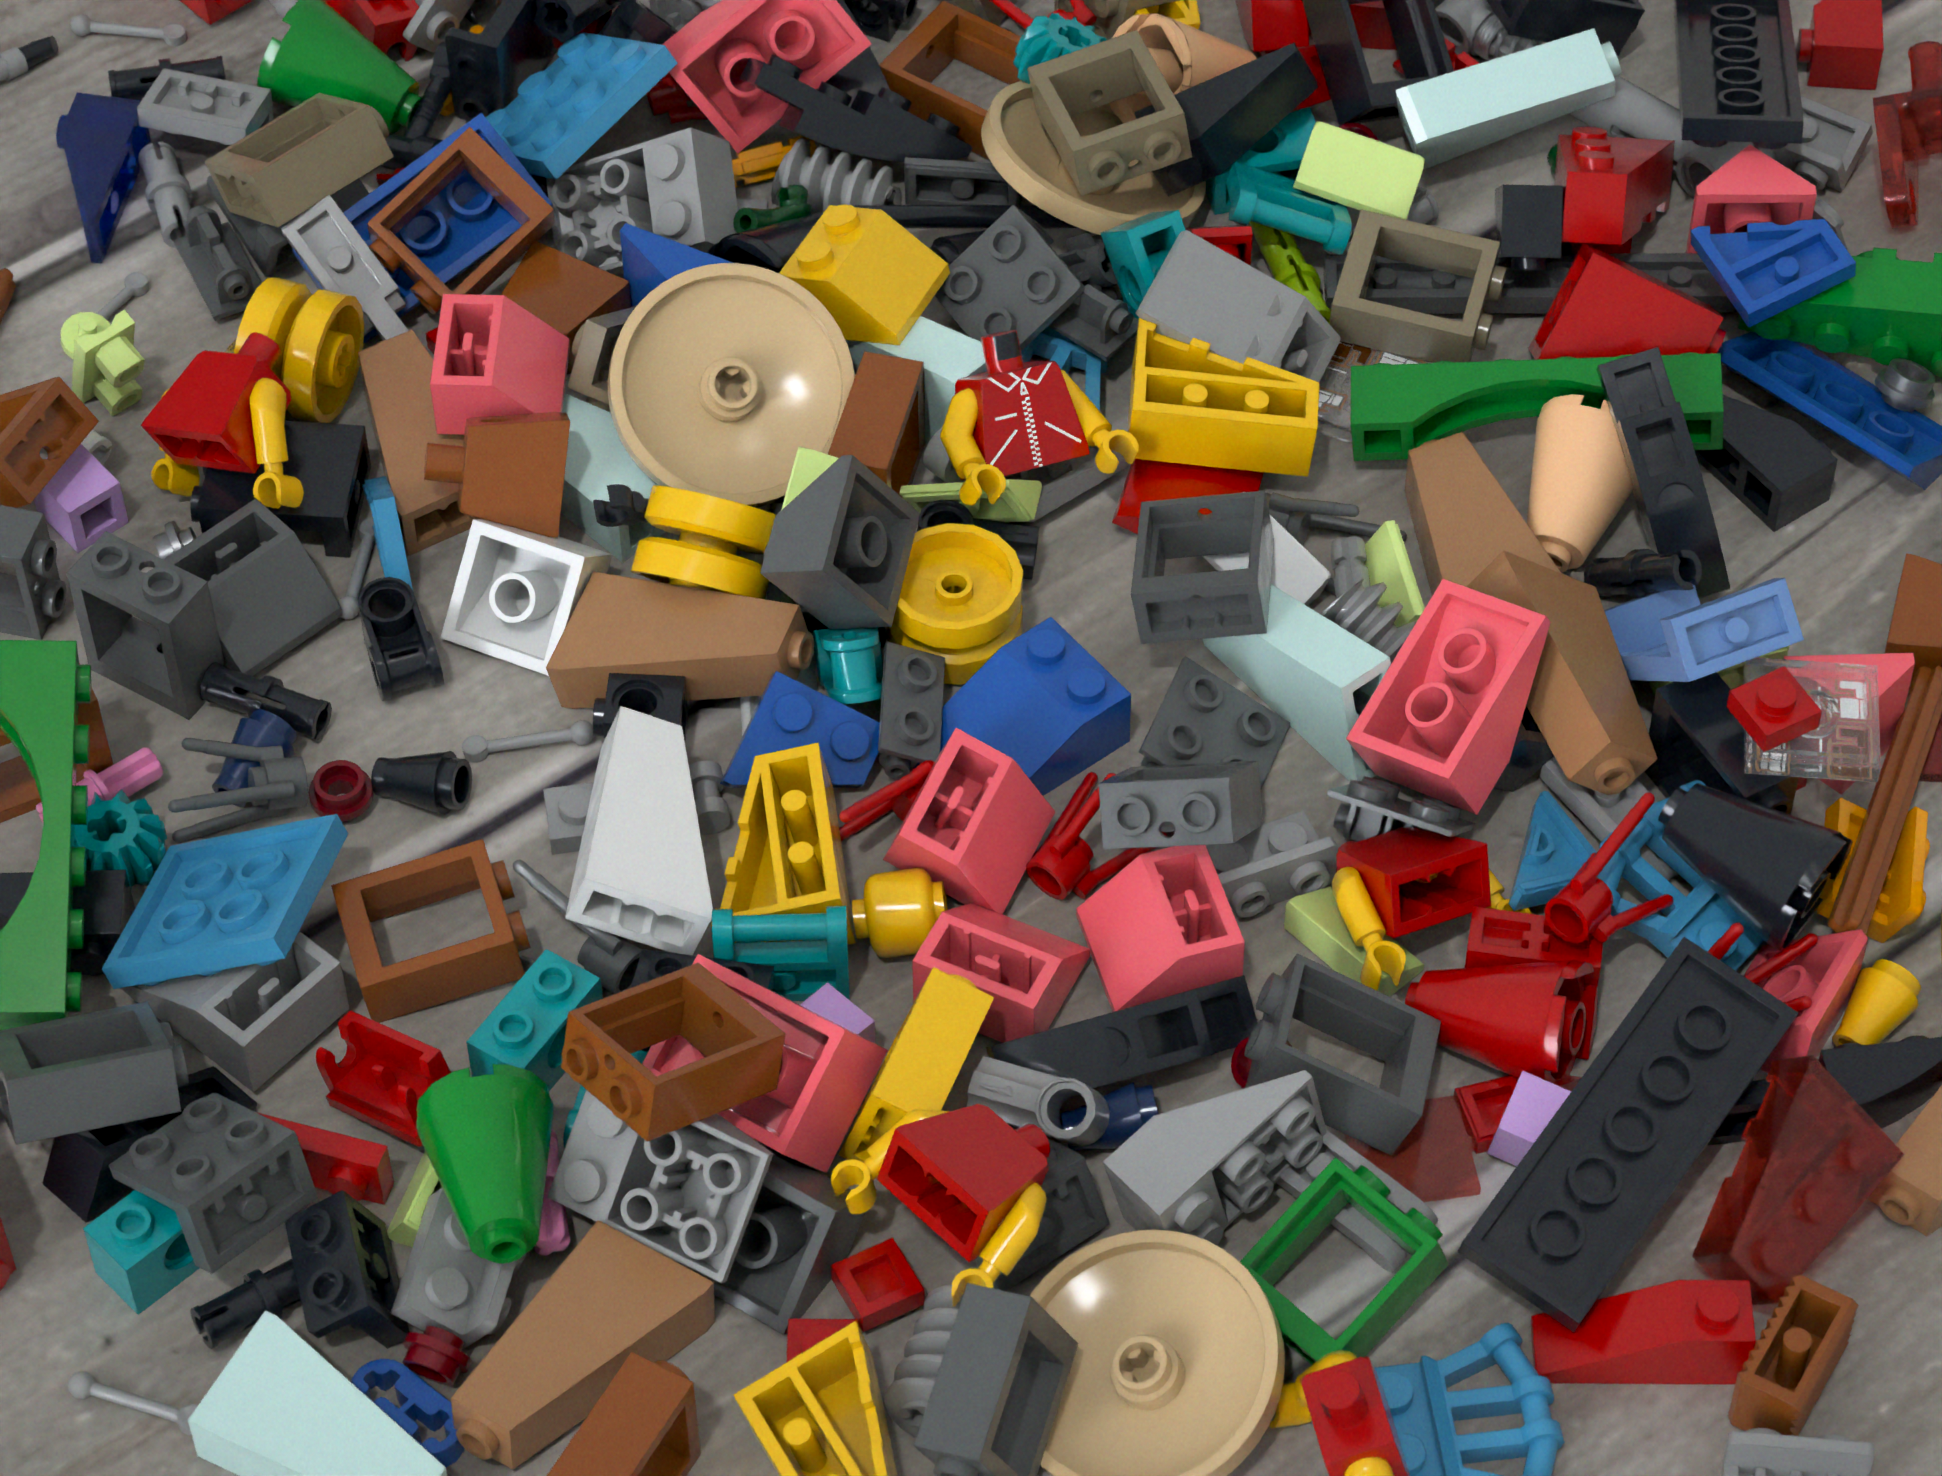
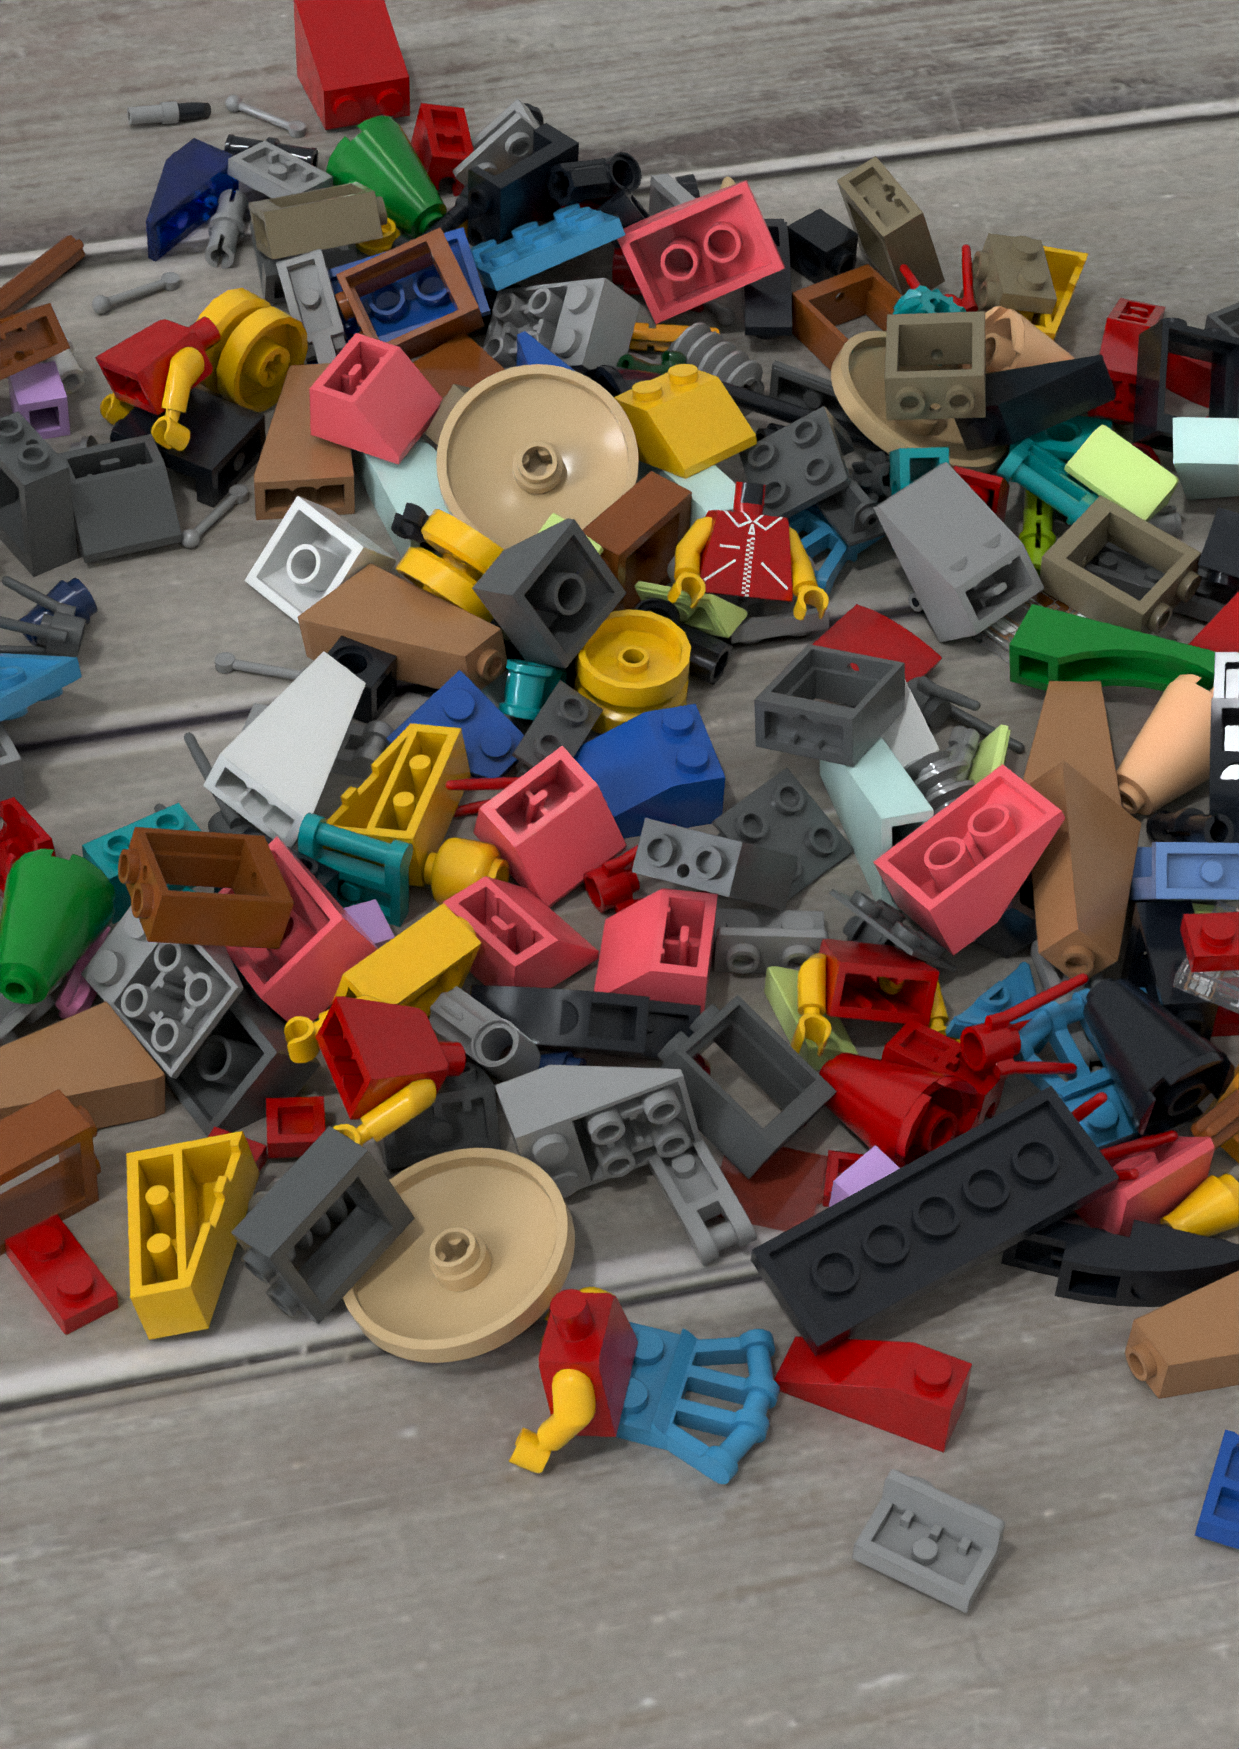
camera: 20 degrees right, 5 degrees down
(103, 359) = (106, 312): yellowish green hips -> none
(217, 263) = (233, 269): dark grey hinge -> none
(231, 687) = (109, 592): black pin -> none
(340, 778) = (107, 656): dark red plate -> none
(387, 529) = (239, 504): dark azure tile -> none
(396, 638) = (206, 566): black piece -> none
(425, 780) = (173, 669): black cone -> none
(444, 972) = (108, 801): dark orange window -> none
(507, 469) = (343, 471): dark orange torso -> none
(870, 128) = (765, 334): black slope -> none
(1217, 410) = (907, 601): yellow wedge -> none
(1301, 1226) = (637, 1199): green window -> none
(1792, 1358) = (981, 1438): dark orange brick -> none
(1796, 1182) = (1052, 1304): clear red wedge -> none

